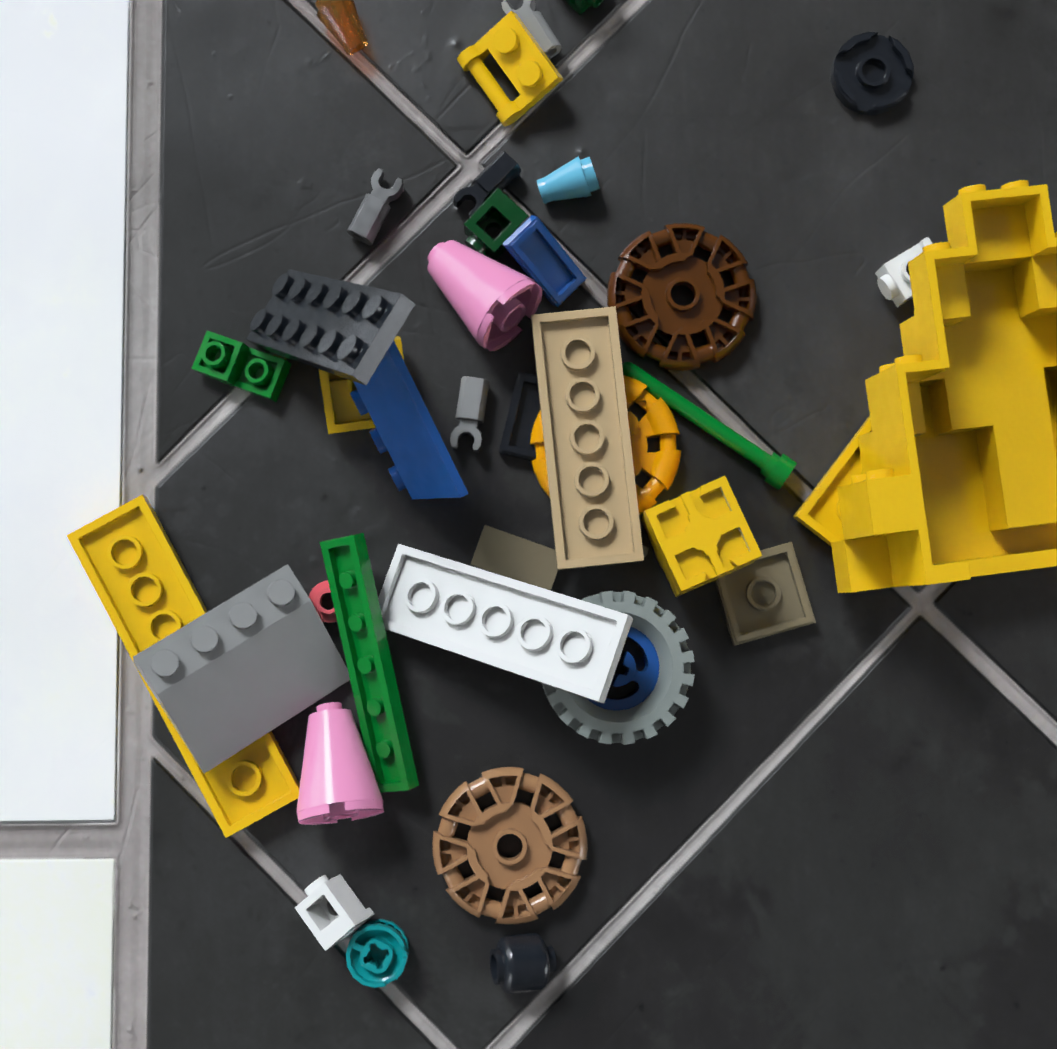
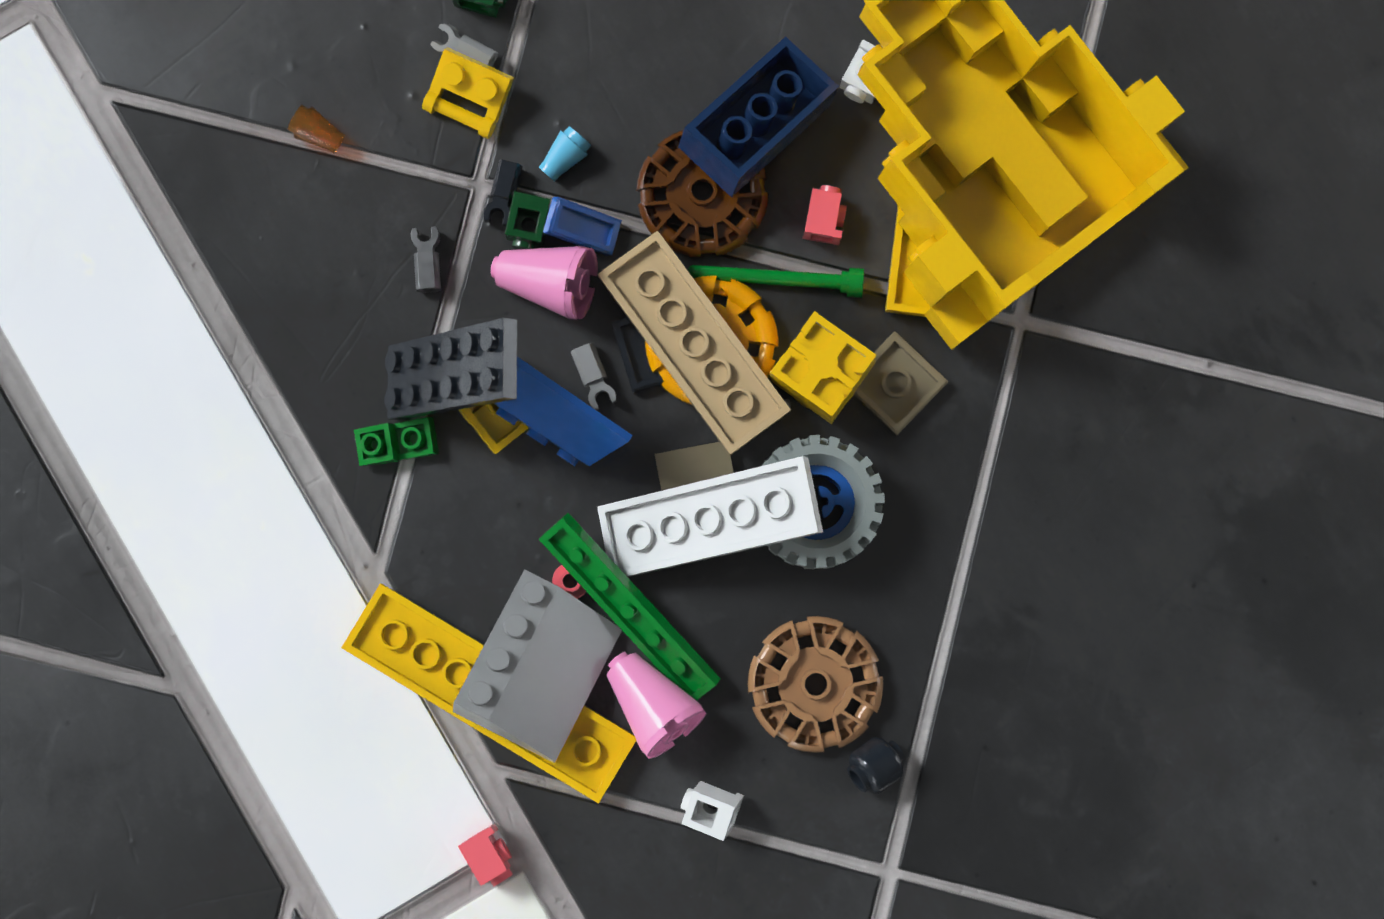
camera: 20 degrees left, 0 degrees up
(86, 825) = (487, 856): none -> coral brick
(377, 953) = (763, 822): teal wheel -> none
(780, 251) = (758, 116): none -> dark blue brick
(789, 388) = (825, 215): none -> coral brick

